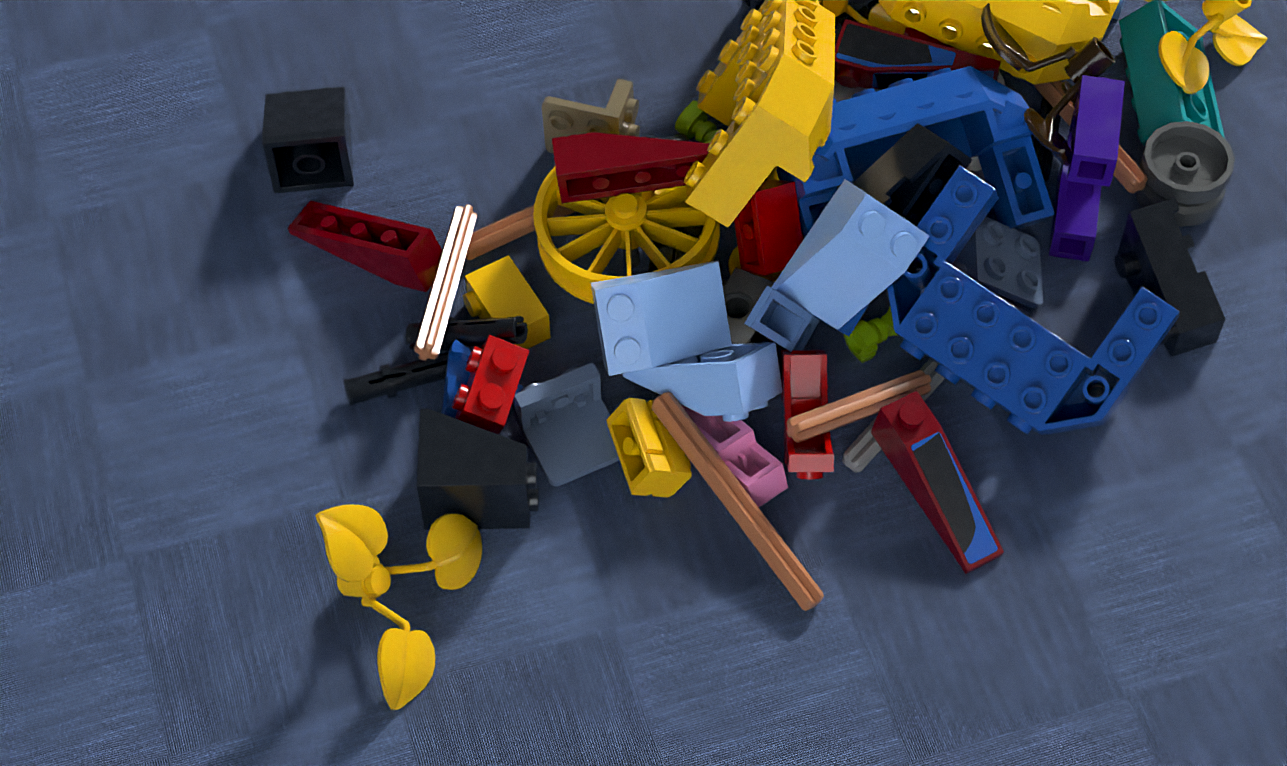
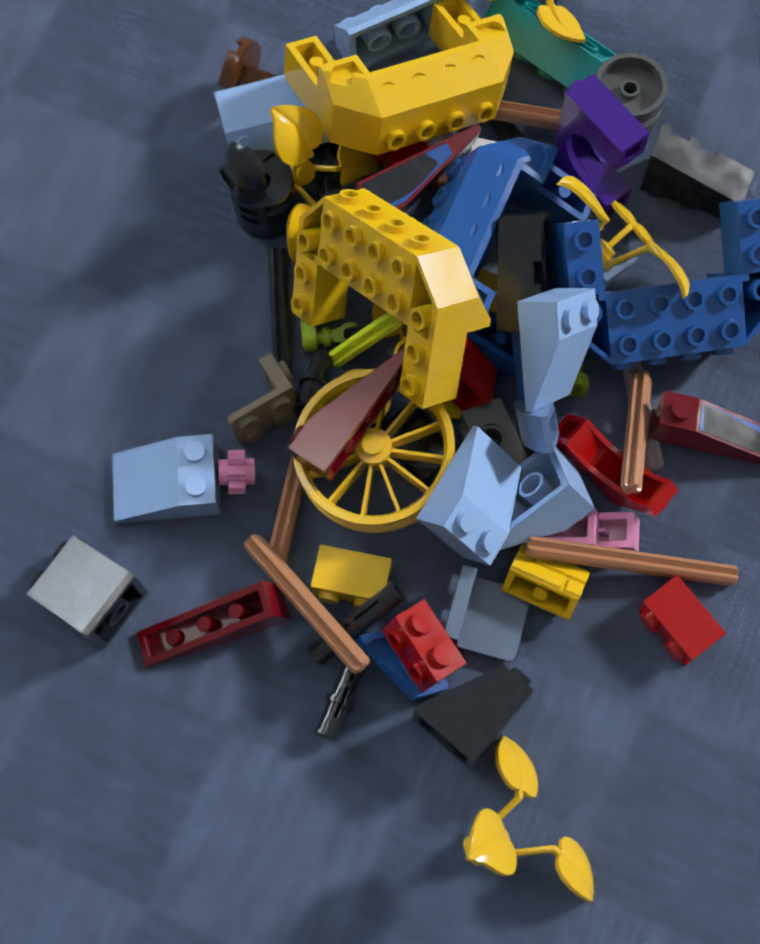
camera: 45 degrees left, 15 degrees up
(464, 123) = (167, 480): none -> light blue slope
(515, 157) = (236, 471): none -> bright pink gear
(674, 100) = (279, 305): none -> black axle
(721, 584) = (680, 621): none -> red brick
(990, 245) = (591, 201): none -> yellow plant
(1089, 60) = (547, 88): dark brown plant -> none

